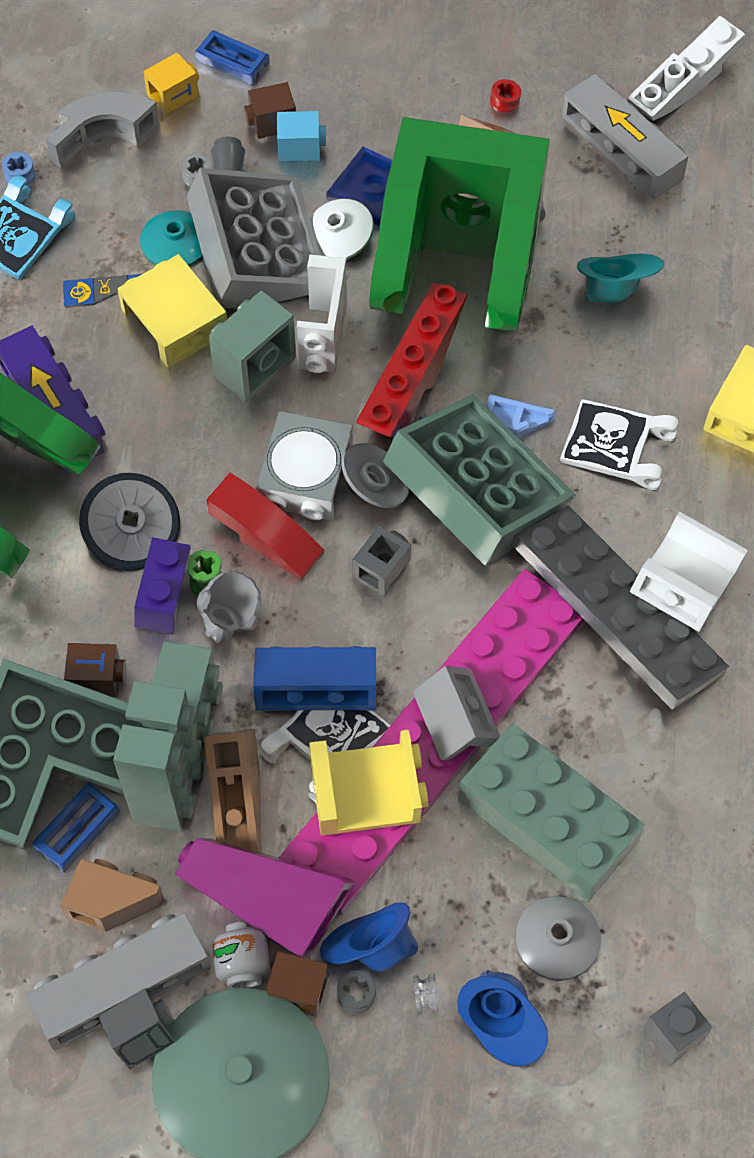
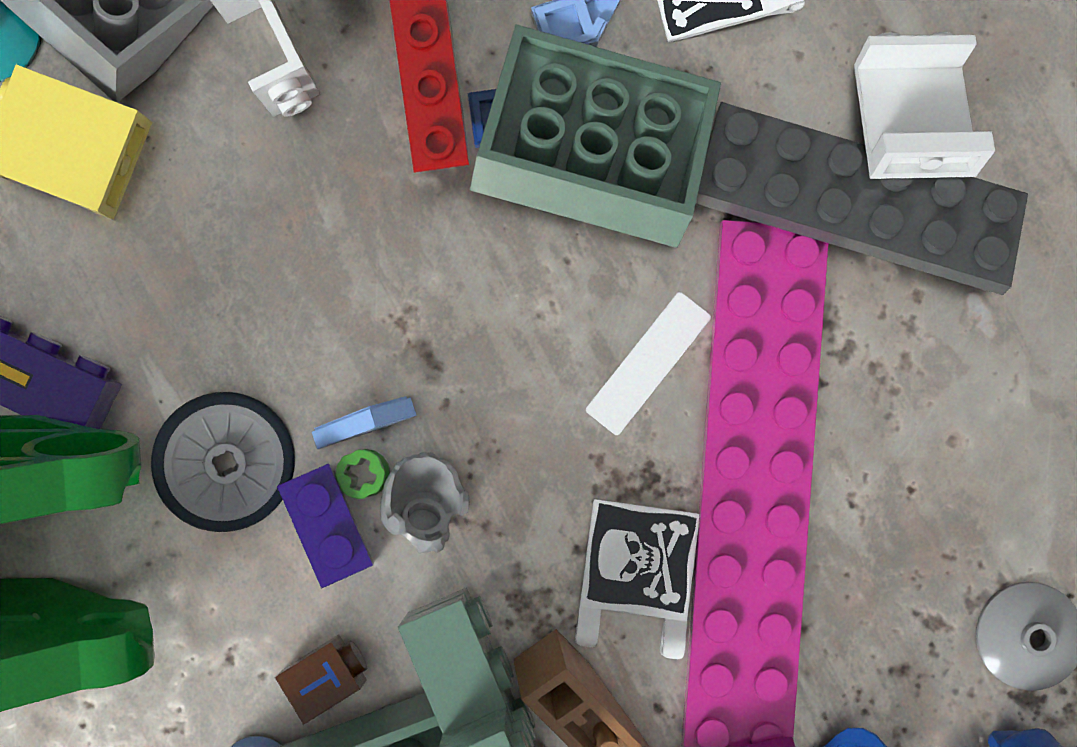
camera: 35 degrees left, 25 degrees up
(231, 546) = (363, 421): none -> light blue tile
(252, 345) = (203, 135): sand green brick -> none
(264, 526) = (388, 367): red slope -> none
(304, 464) = (379, 255): panel -> none
(315, 678) = (581, 521): blue brick -> none
(367, 786) = (733, 619): light yellow panel -> none
(369, 561) = (549, 340): dark grey brick -> none
(372, 477) = (450, 204): light grey dish -> none
(422, 625) = (648, 363): none -> white sticker
(455, 711) = (775, 467): light grey panel -> none
(550, 811) = (947, 510): sand green brick -> none

